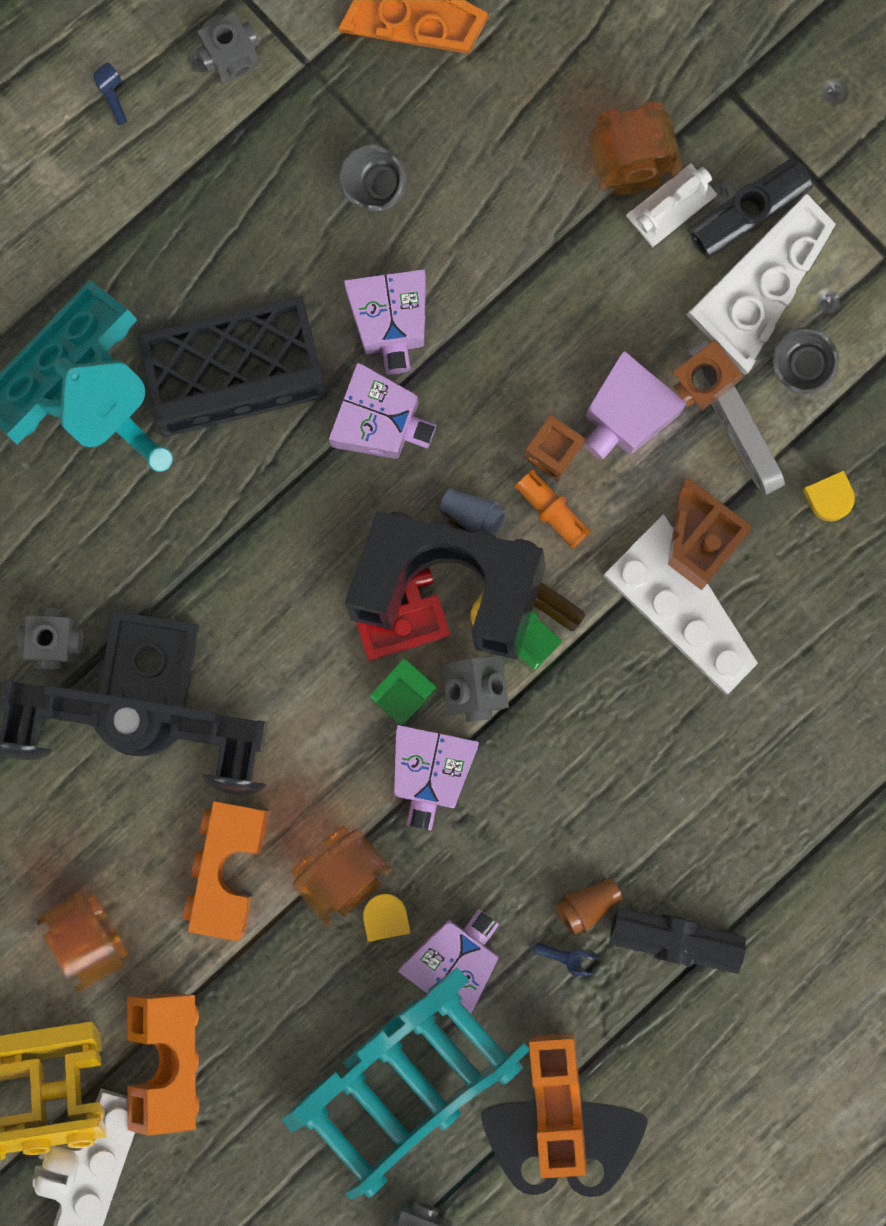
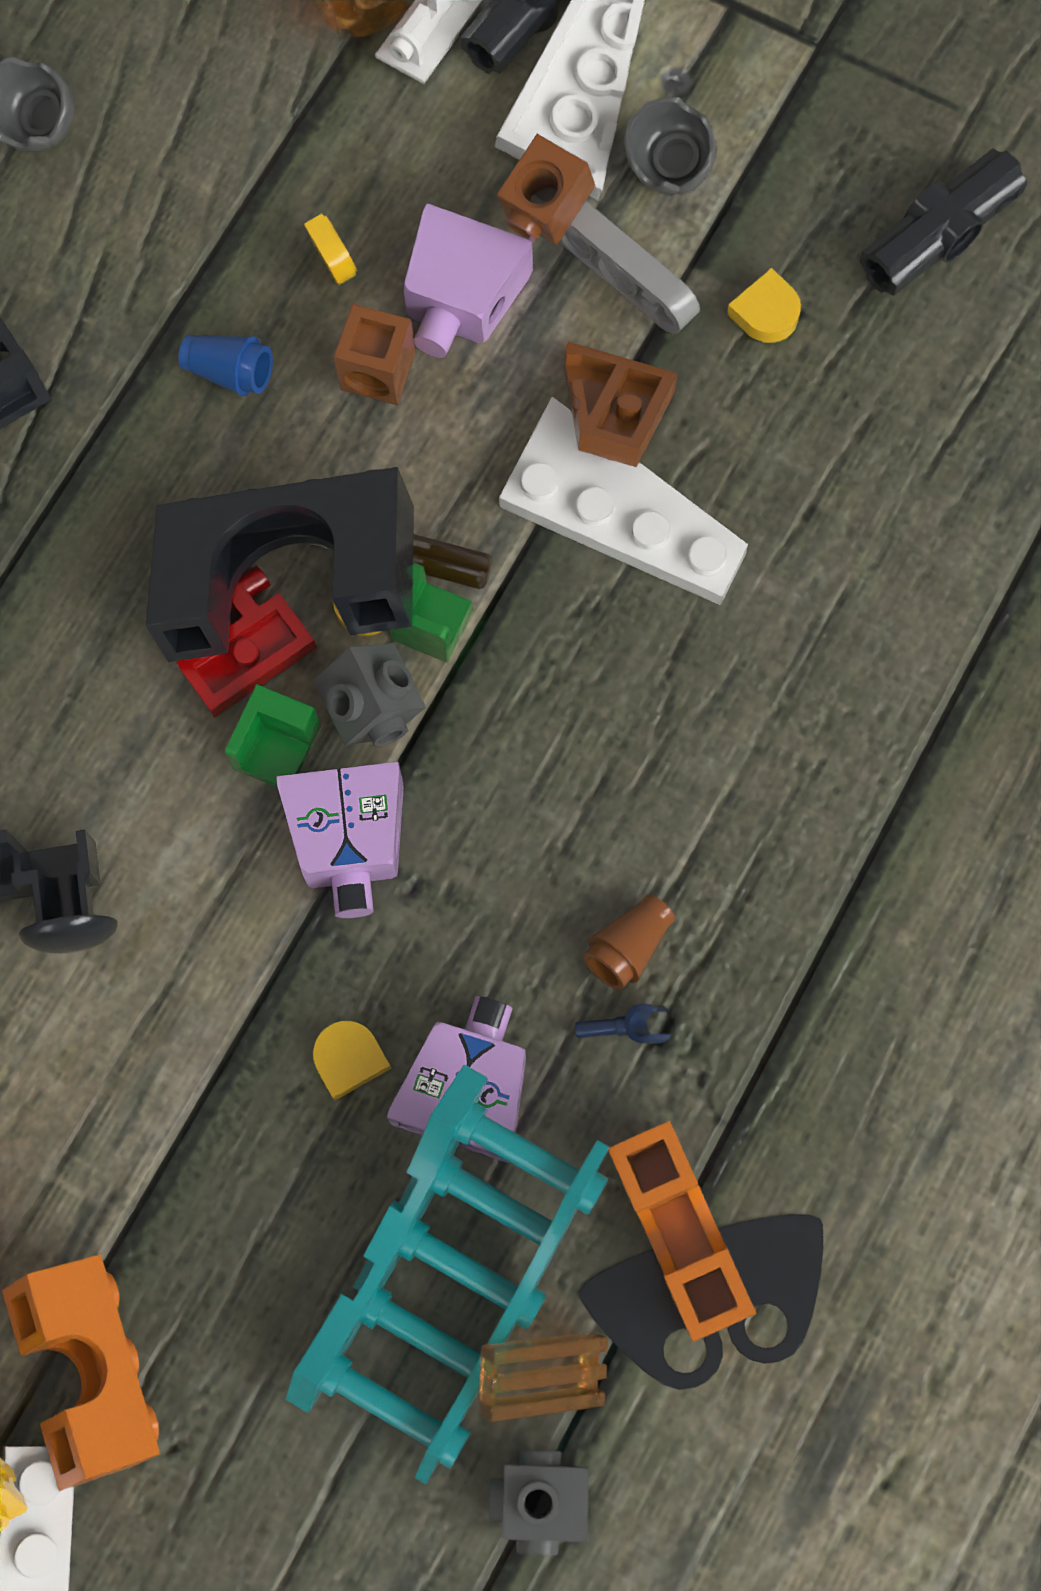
camera: 15 degrees left, 10 degrees down
(215, 907) = (85, 1008): orange arch -> none
(340, 874) = (259, 1010): clear orange brick -> none
(378, 417) = (125, 395): lavender torso -> none
(389, 315) = (100, 264): lavender torso -> none
(439, 1170) = (518, 1406): none -> clear orange tile
(455, 415) = (228, 361): none -> blue cone
(473, 511) = (290, 468): sand blue cone -> none
(549, 358) = (331, 249): none -> yellow tile
(552, 508) = (400, 437): orange pin -> none
(677, 940) = (772, 946): black piece -> none

